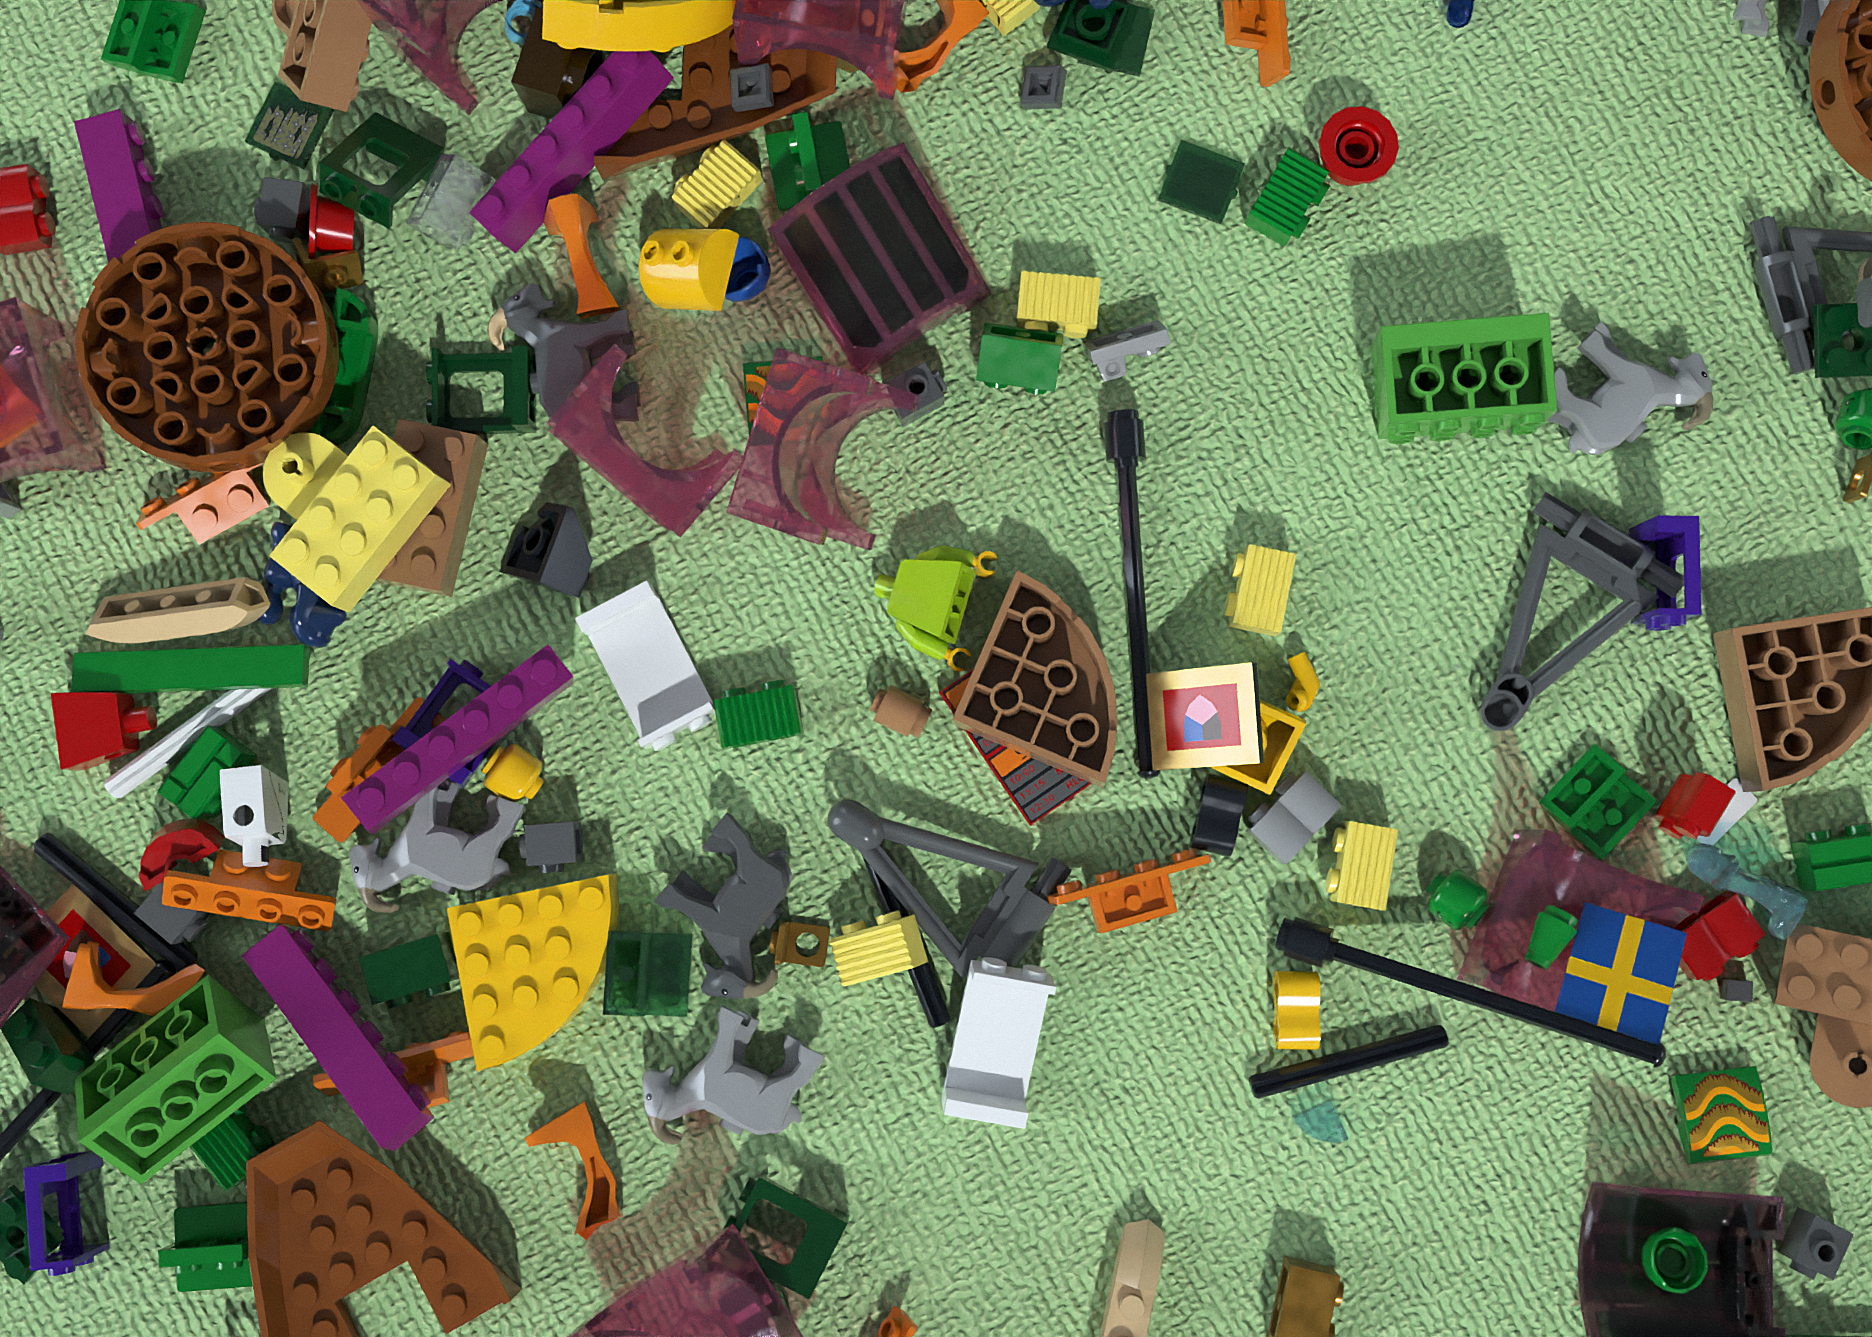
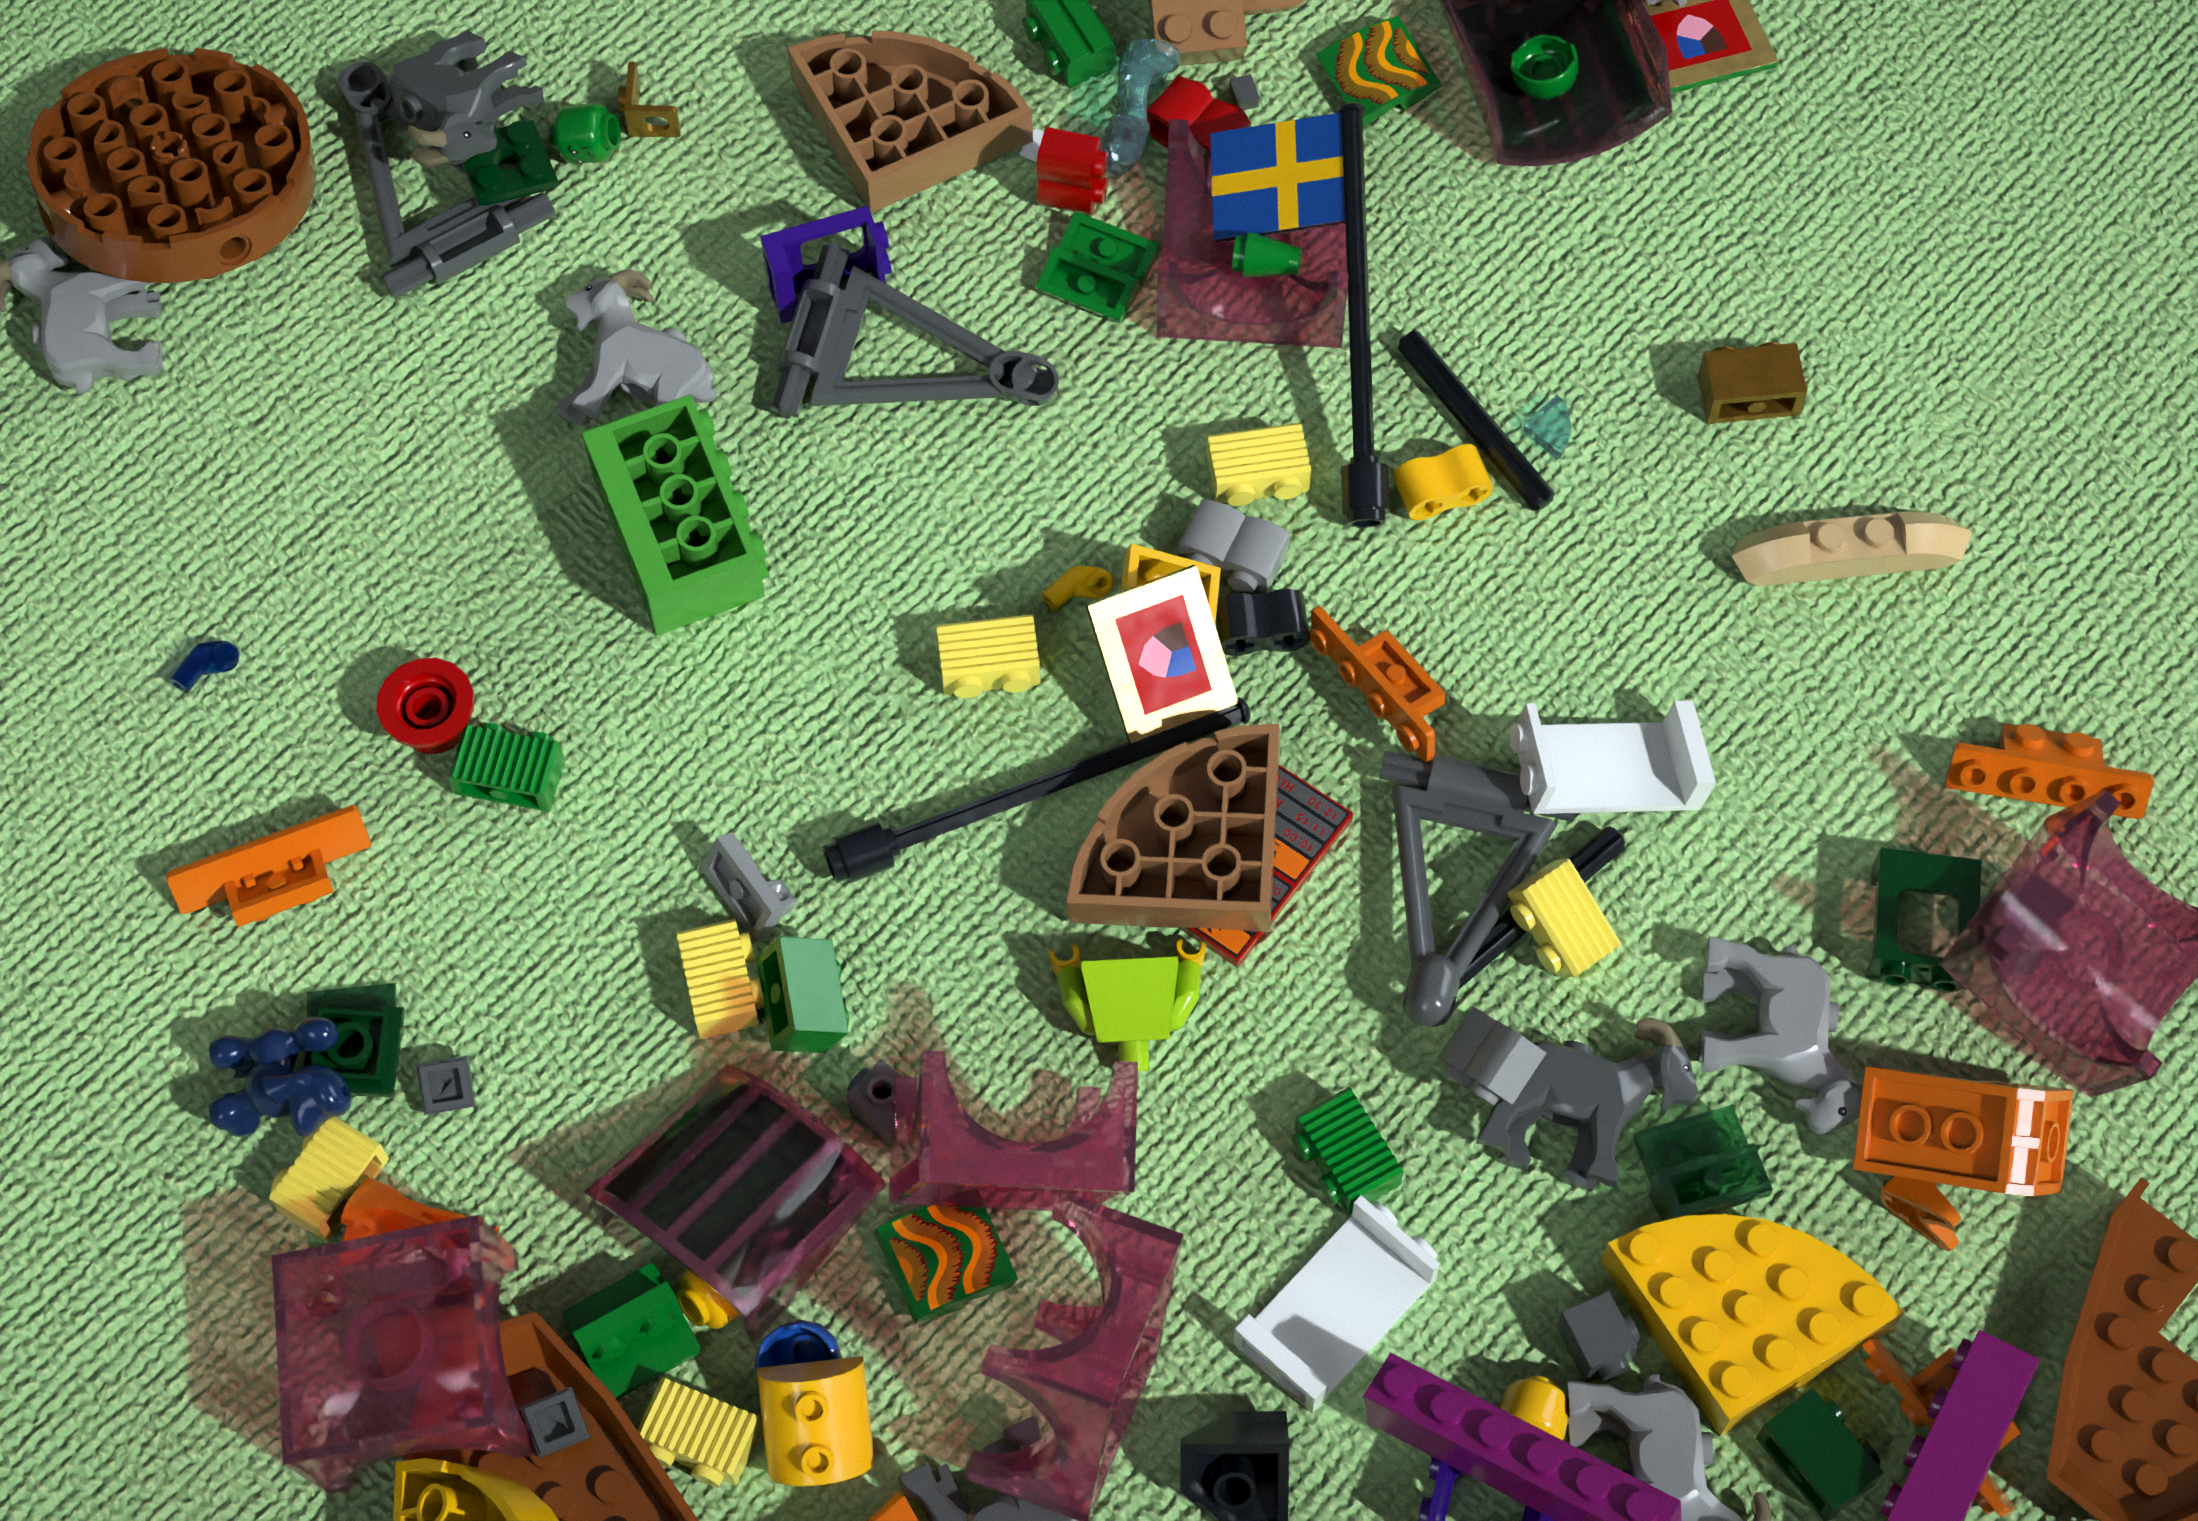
camera: 115 degrees left, 20 degrees down
(577, 1184) = (1963, 1131): none -> orange bracket
(783, 846) = (1490, 1058): none -> light grey brick
(784, 943) = (1596, 1030): pearl gold bracket -> none
(900, 711) = (1278, 993): medium nougat brick -> none
(1201, 182) = (512, 874): clear green piece -> none
(1457, 900) = (1258, 363): green head -> none

